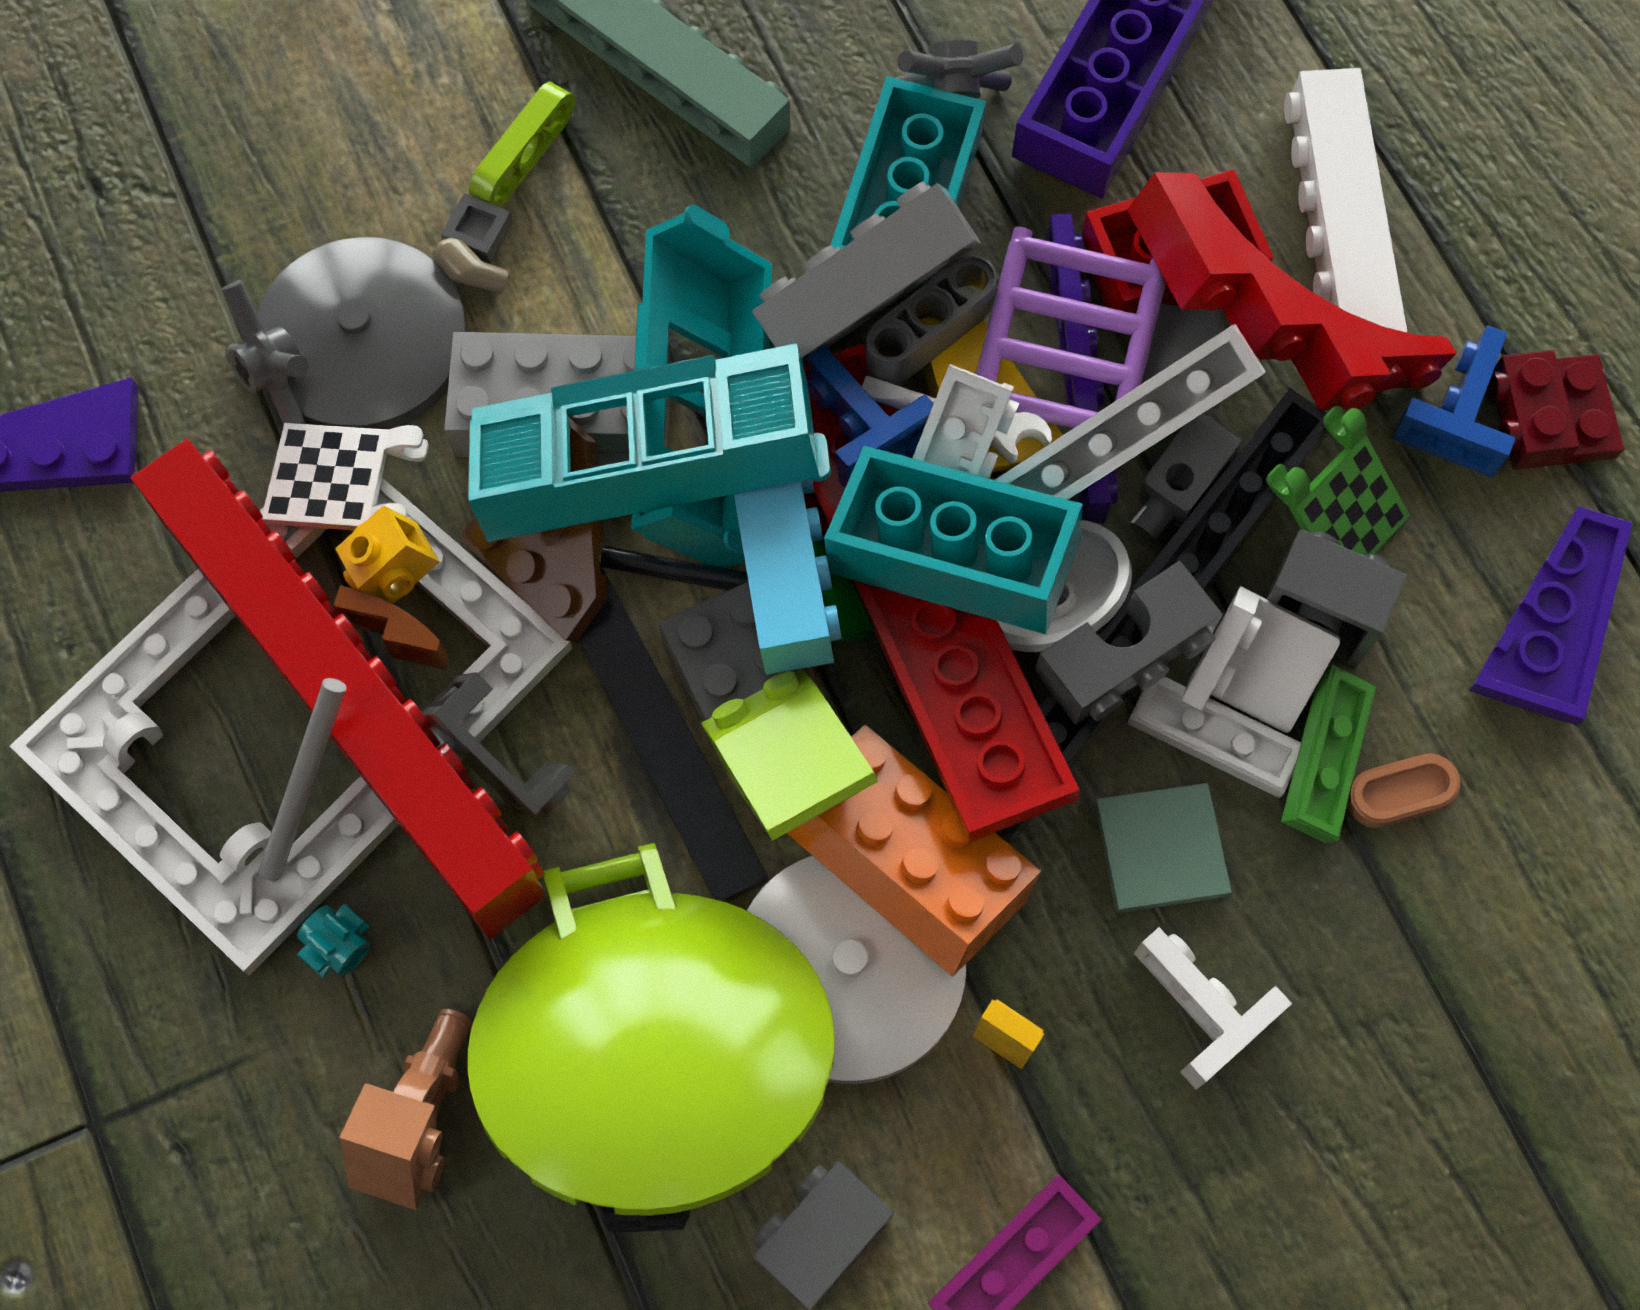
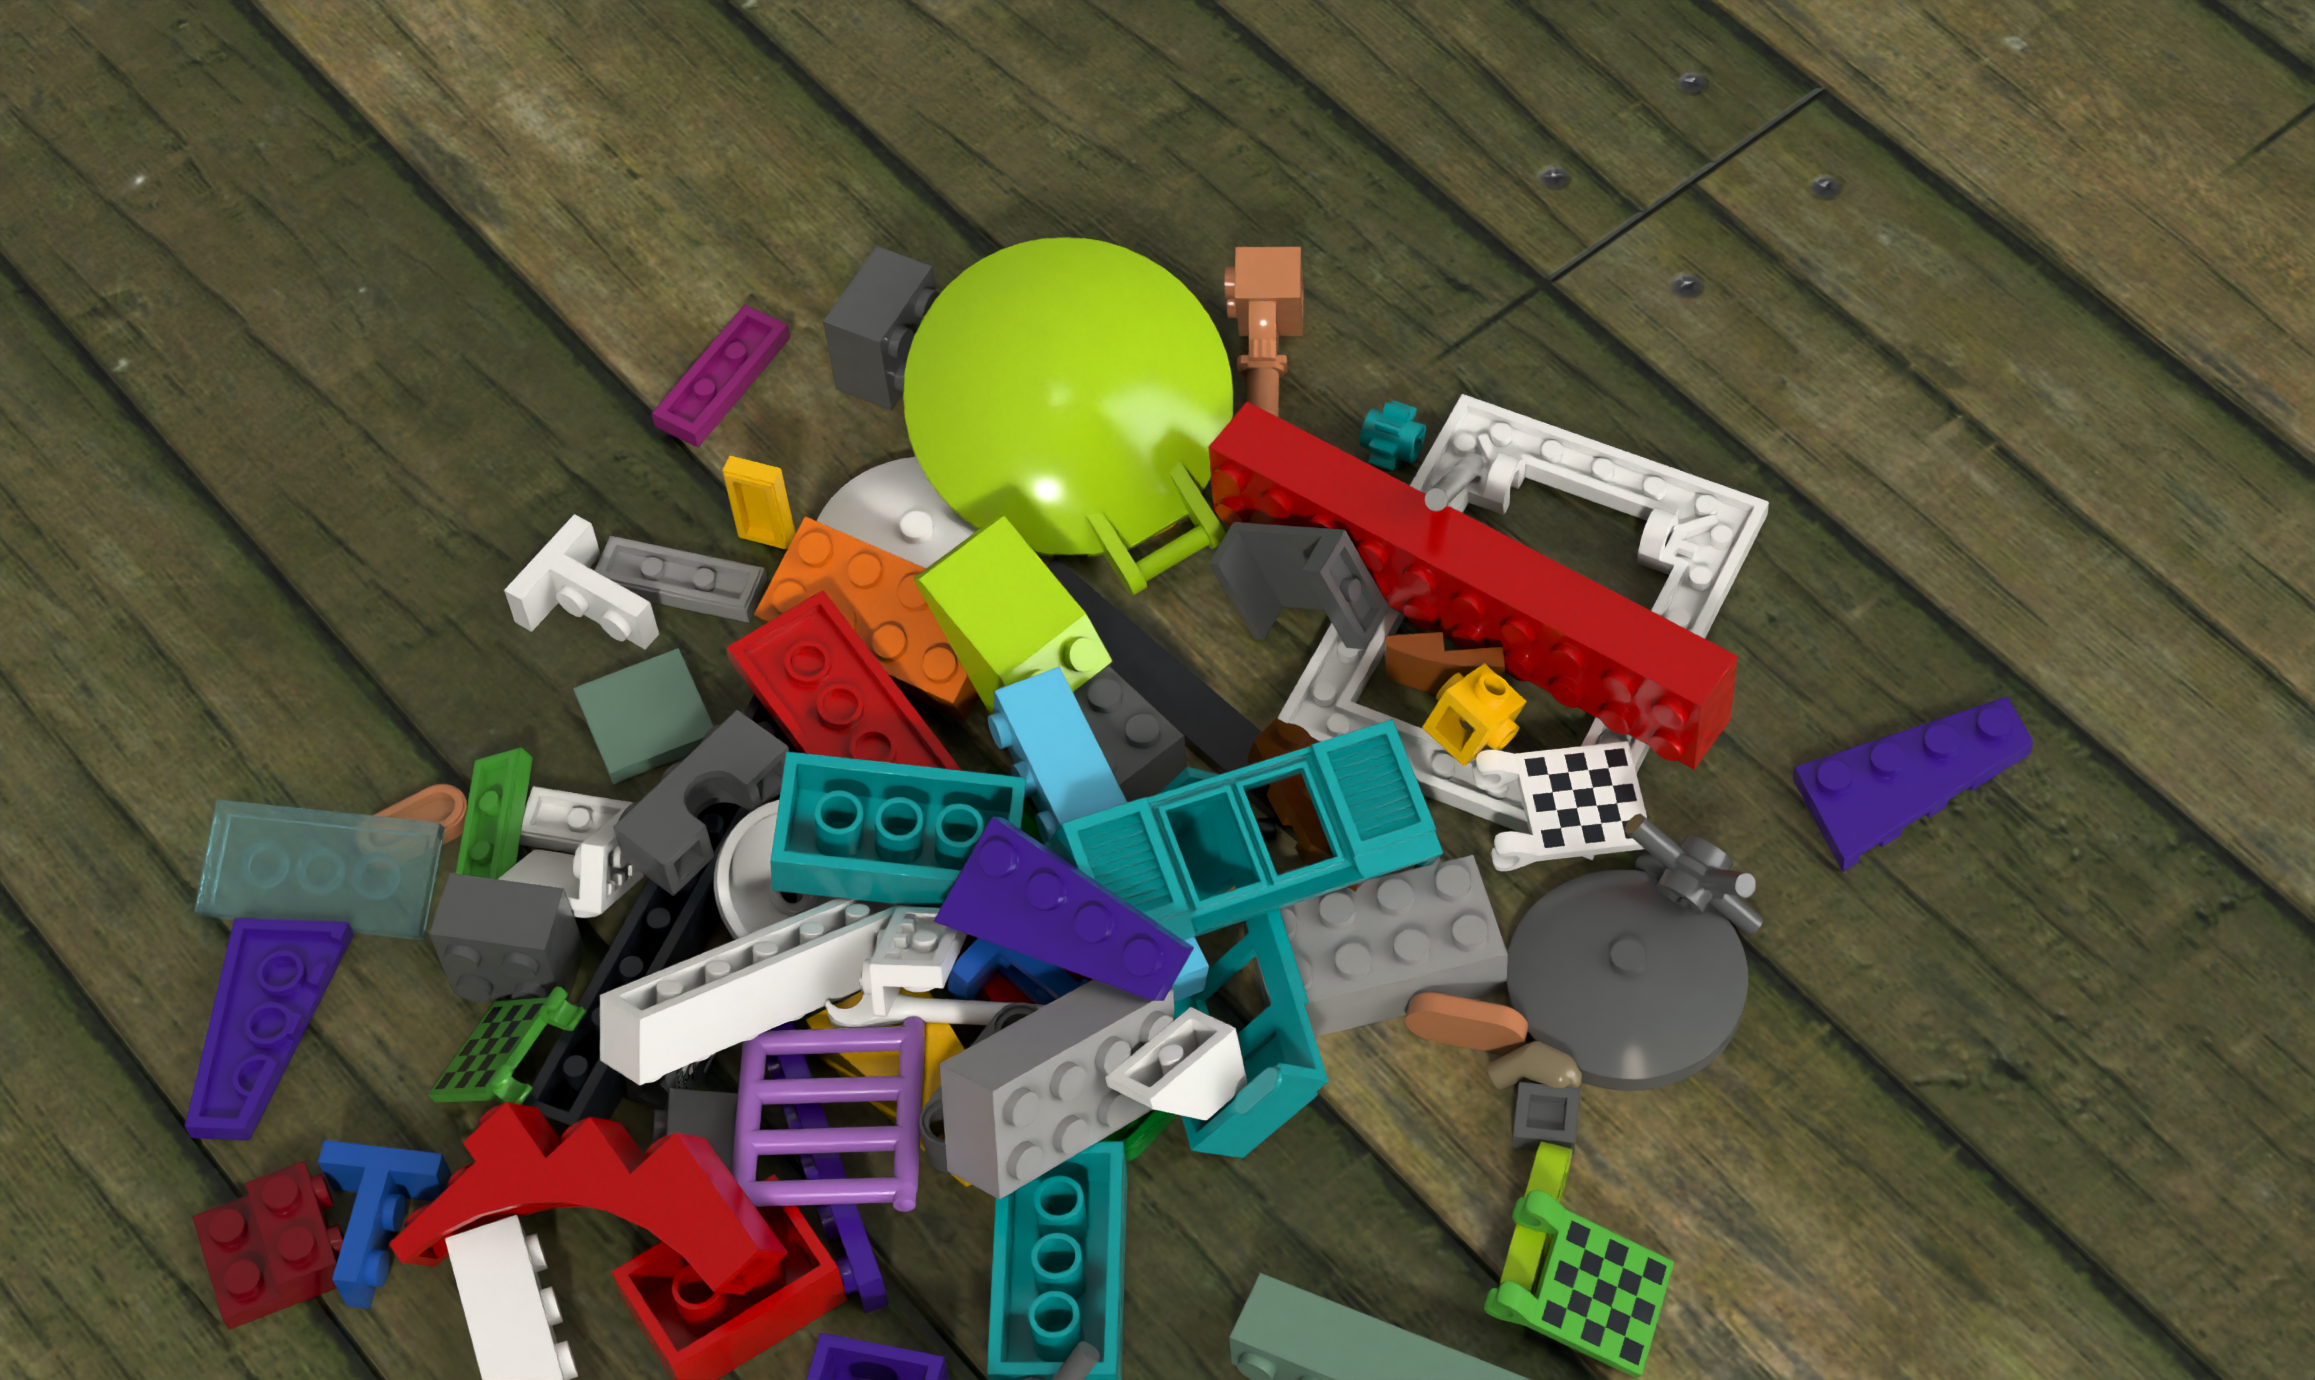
camera: 170 degrees right, 15 degrees down
(498, 79) = (1593, 1288): none -> bright green flag
(502, 313) = (1466, 1022): none -> nougat tile
(769, 255) = (1184, 1068): none -> white slope
(840, 388) = (1054, 912): none -> dark purple wing
(1104, 1007) = (683, 578): none -> light grey tile
(1501, 754) = (320, 868): none -> clear light blue tile

